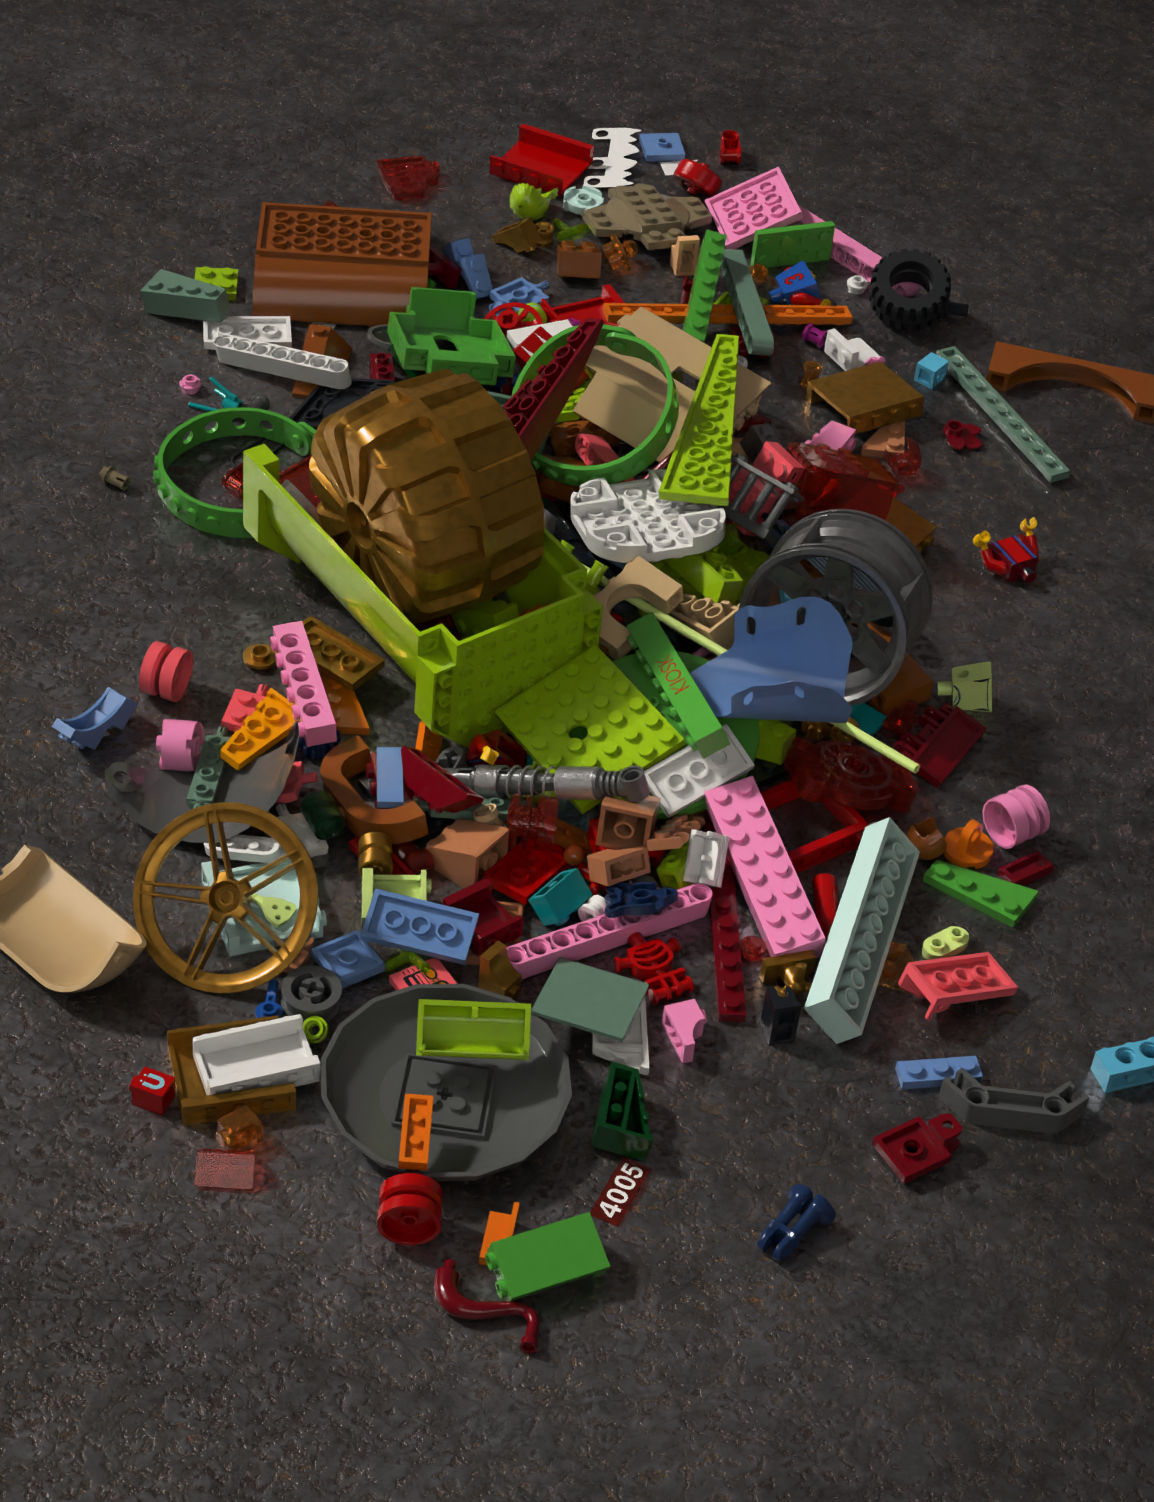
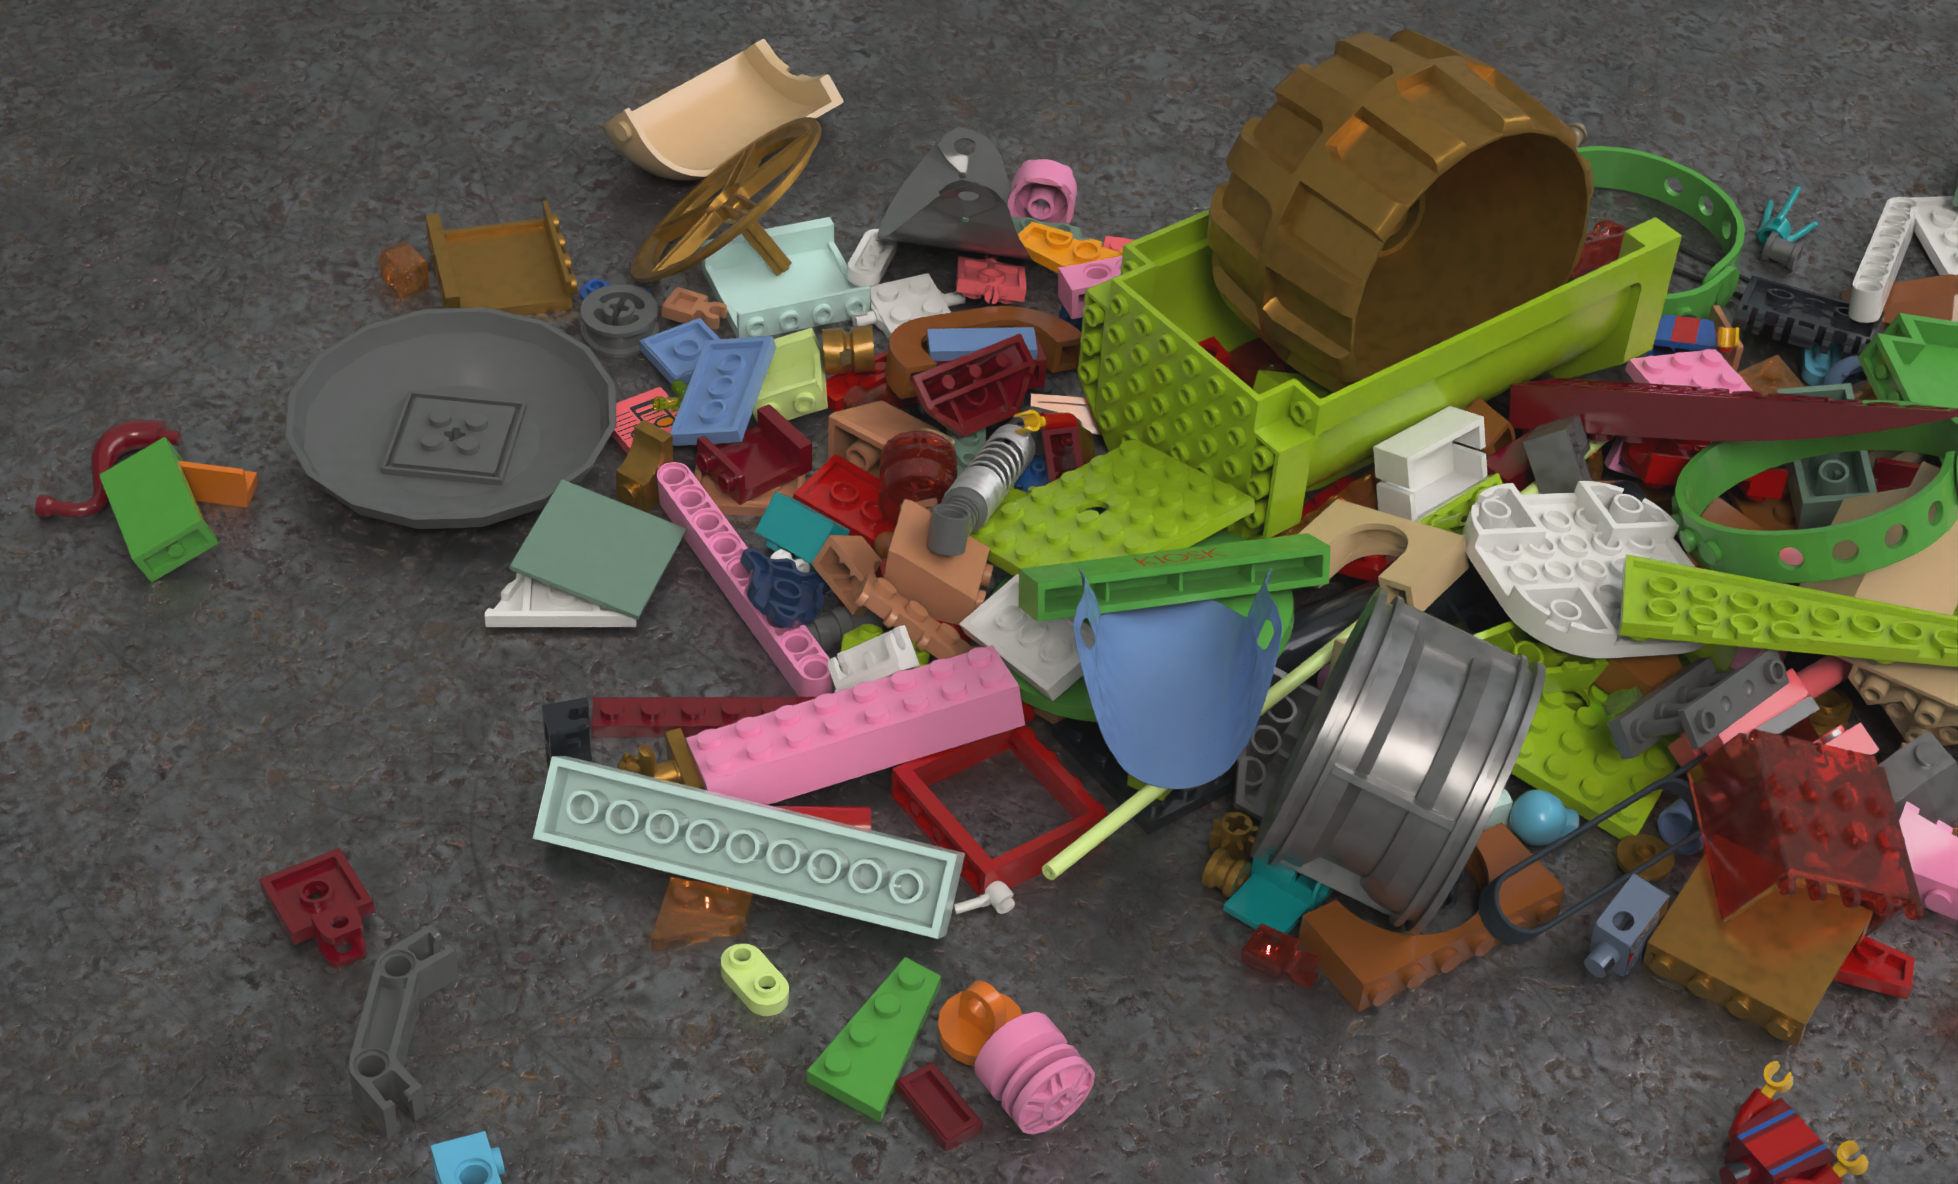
camera: 90 degrees right, 0 degrees up
(89, 727) = (1061, 129): medium blue arch -> none
(153, 1090) = (467, 205): red brick -> none
(166, 671) = (1174, 176): coral wheel -> none
(190, 384) = (1811, 198): bright pink plate -> none
(225, 1168) = (354, 262): clear red panel -> none
(256, 1056) = (507, 270): white panel -> none
(267, 905) = (781, 282): yellowish green piece -> none
(313, 1021) = (567, 322): lime plate -> none
(322, 815) = (927, 299): clear green wheel -> none
(410, 1209) = (245, 386): red wheel -> none
(415, 1132) = (349, 372): orange plate -> none
(473, 1029) = (502, 415): lime container -> none
(620, 1191) = (289, 598): clear red sticker -> none
(621, 1115) = (398, 581): dark green wedge -> none
(652, 963) = (697, 643): red piece -> none
(684, 1024) = (560, 655): bright pink arch -> none
(799, 1198) = (207, 774): dark blue piece -> none
(849, 775) = (1090, 891): clear red piece -> none
(927, 839) = (973, 952): dark orange hair -> none
(932, 1072) = (478, 950): medium blue plate -> none
(942, 741) = (1225, 1005): dark red hinge -> none
(956, 980) = (650, 969): coral plate -> none
(969, 687) = (1372, 1029): yellowish green torso -> none

